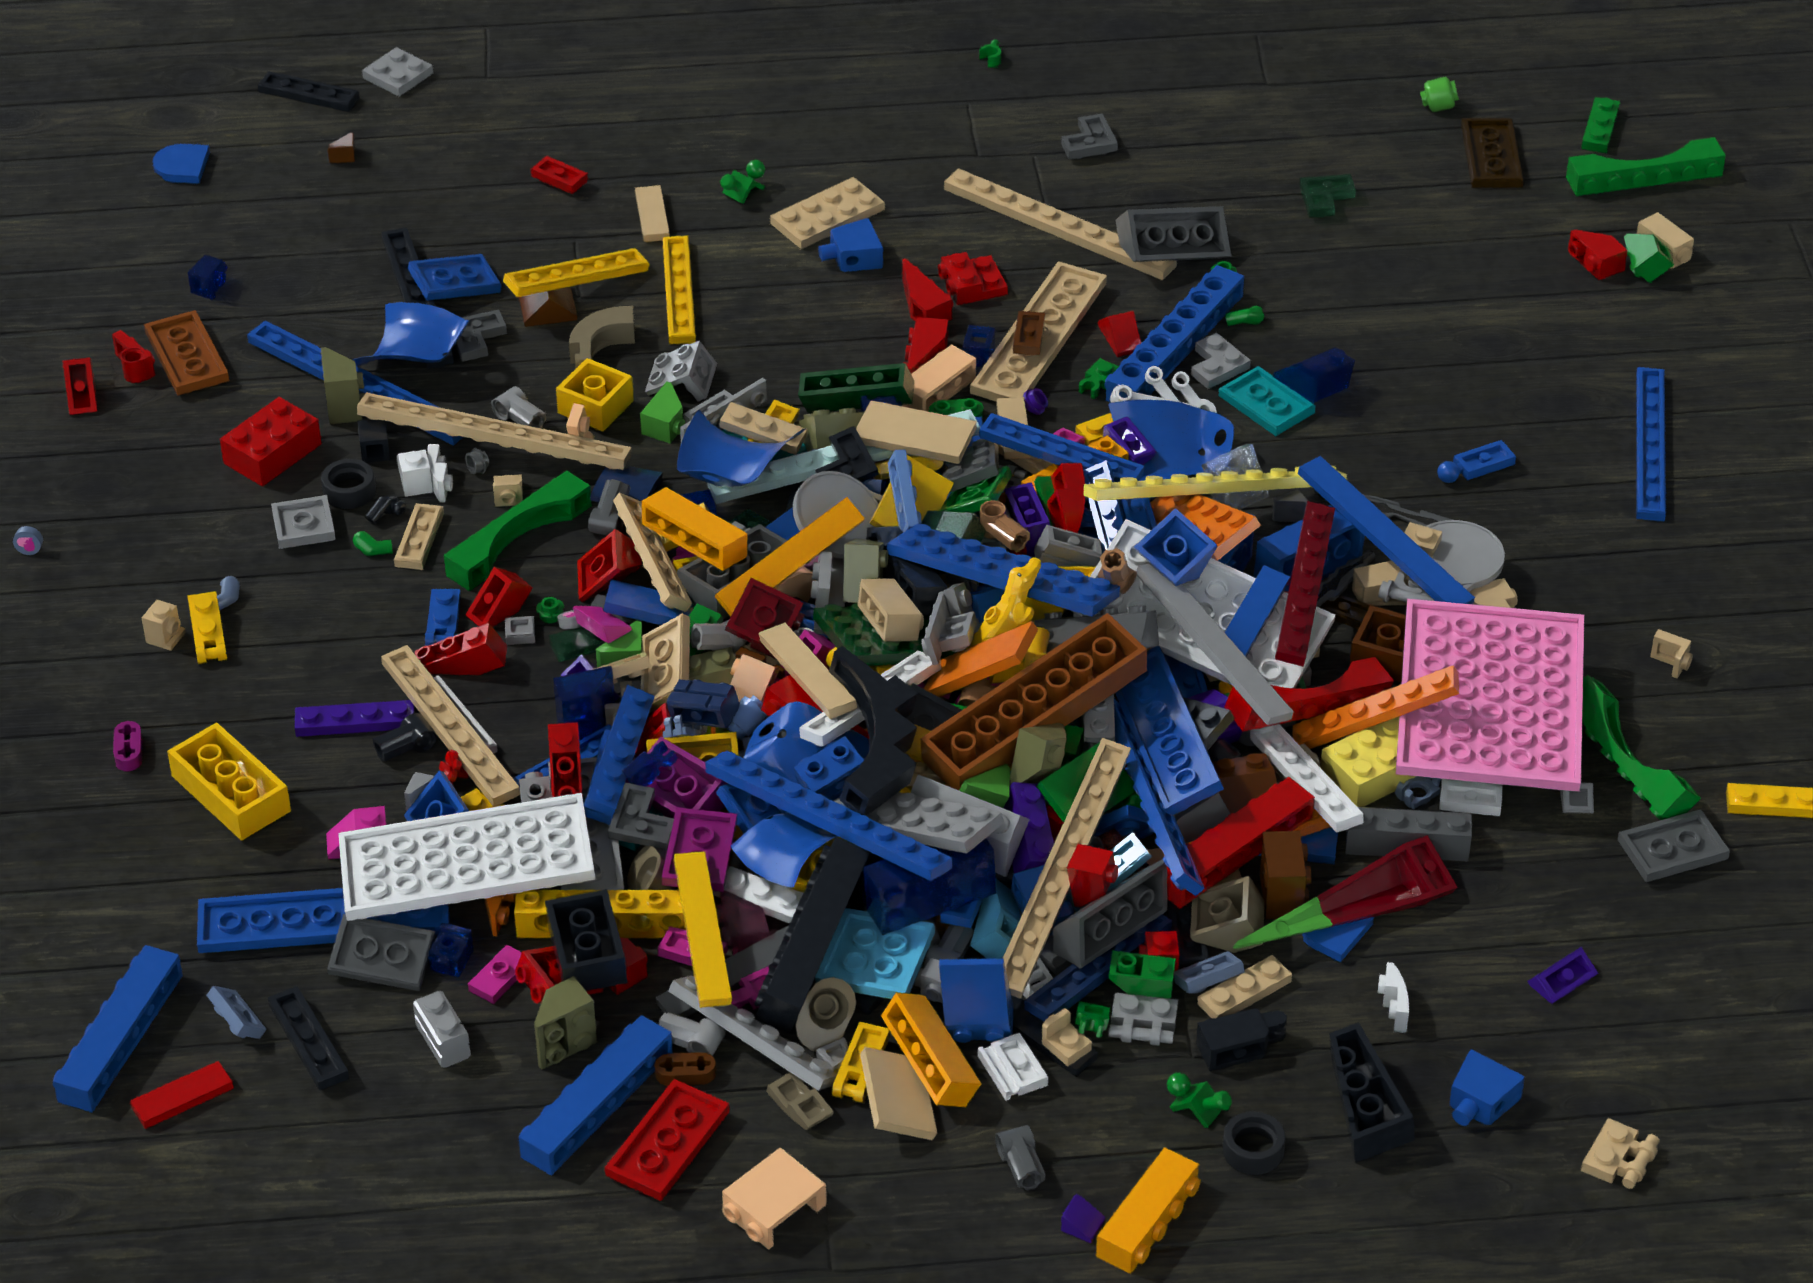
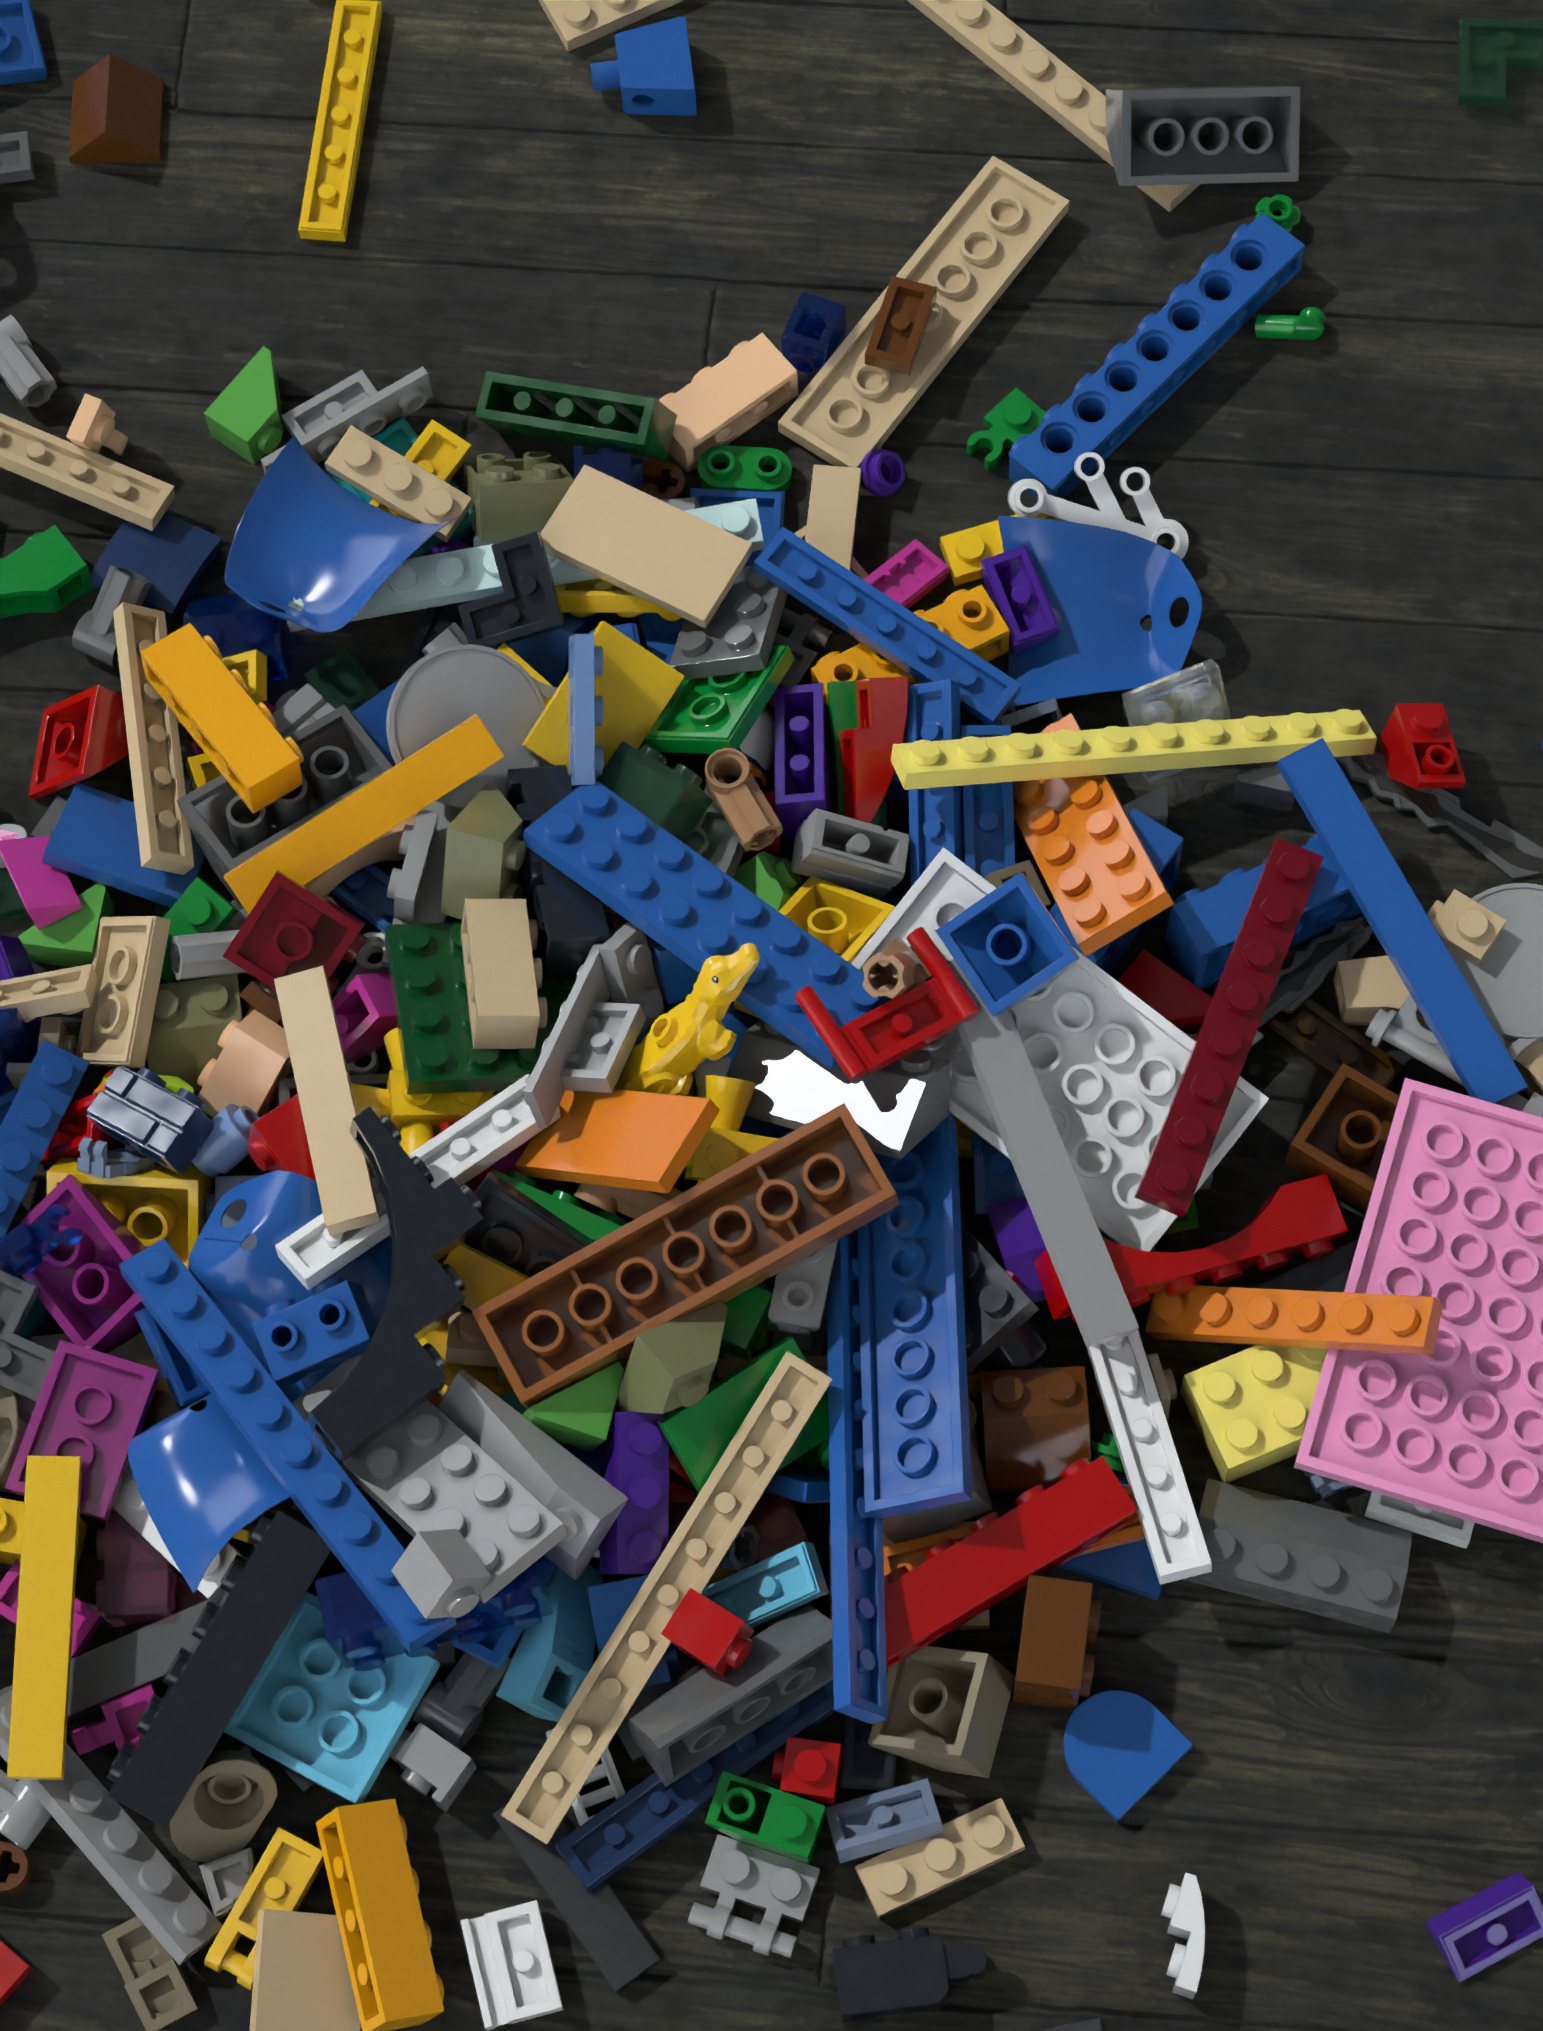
camera: 15 degrees right, 25 degrees up
(575, 272) = (165, 73): yellow tile -> none
(600, 389) = (141, 353): yellow brick -> none
(601, 330) = (174, 205): dark tan arch -> none
(686, 365) = (305, 312): light grey bracket -> none
(923, 295) = (746, 215): red slope -> none
(926, 341) = (729, 312): red slope -> none
(941, 833) = (441, 1574): none -> light grey brick
(971, 279) = (839, 167): red plate -> none
(976, 999) = (467, 1854): blue slope -> none
(1064, 1039) = (607, 1933): tan bracket -> none
(1092, 1018) = (664, 1890): green plate -> none
(1121, 332) = (1067, 333): red slope -> none
(1124, 589) = (899, 1024): none -> red plate
(1221, 361) = (1231, 423): light grey plate -> none
(1256, 608) = (1125, 1079): blue tile -> none
(1266, 401) = (1285, 524): teal tile -> none
(1318, 375) = (1381, 486): clear blue slope -> none
(1372, 474) = (1421, 747): none -> red slope
(1393, 883) = (1246, 1684): dark red plate -> none

